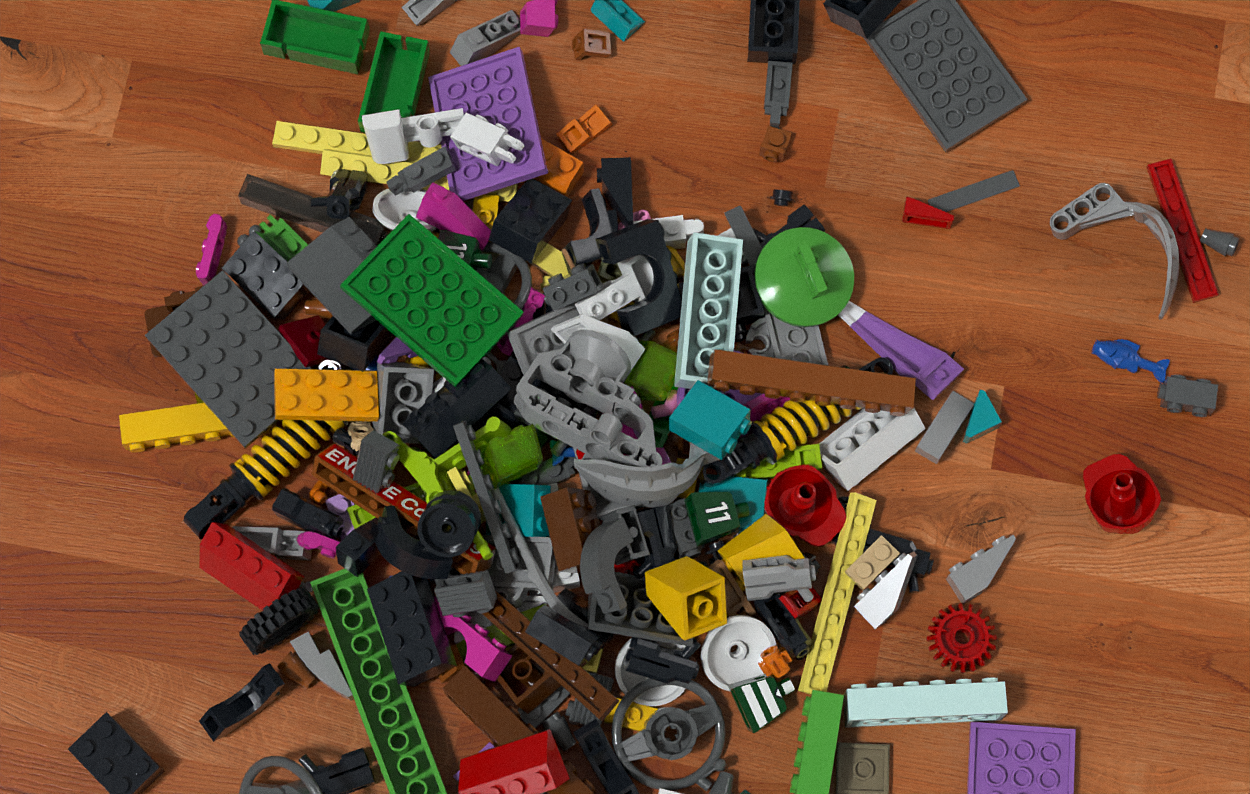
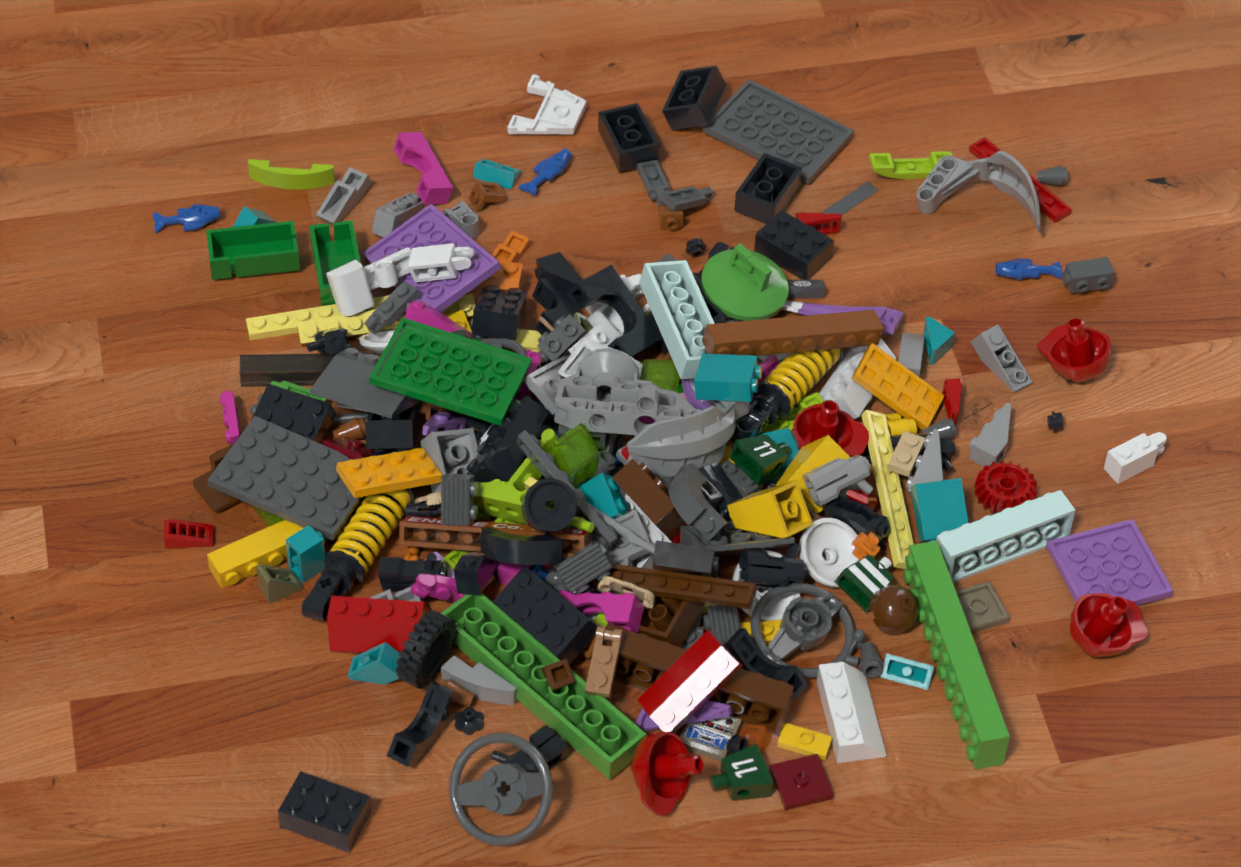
camera: 25 degrees left, 25 degrees down
(97, 364) = (173, 534): none -> red slope
(179, 469) = (277, 582): none -> olive slope
(215, 451) = (306, 553): none -> teal brick
(231, 606) = (375, 665): none -> teal slope
(304, 708) = (469, 721): none -> black plant
(393, 701) = (558, 674): none -> reddish brown slope
(440, 712) = (603, 662): none -> medium nougat plate
(517, 652) = (611, 583): none -> tan piece
(551, 67) = (464, 218): none -> light grey piece
(551, 461) = (605, 464): none -> dark grey cone
(673, 30) = (547, 170): none -> blue animal
(770, 746) = (894, 609): none -> reddish brown cylinder
(799, 130) = (686, 198): none -> dark grey hinge
(874, 292) = (806, 289): none -> dark grey slope
(874, 646) = (938, 507): none -> teal brick
(886, 236) = (794, 245): none -> black brick
(886, 519) = (897, 425): none -> yellow piece
(893, 150) = (768, 188): none -> black brick
(904, 472) = (897, 386): none -> light orange plate
(928, 537) = (945, 428): none -> dark grey cone
(962, 498) = (952, 396): none -> red slope
(1039, 469) = (1000, 358): none -> light grey slope
(1057, 571) = (1055, 421): none -> black plate
(1067, 170) = (905, 168): none -> lime slope
(1118, 651) = (1134, 456): none -> white hinge

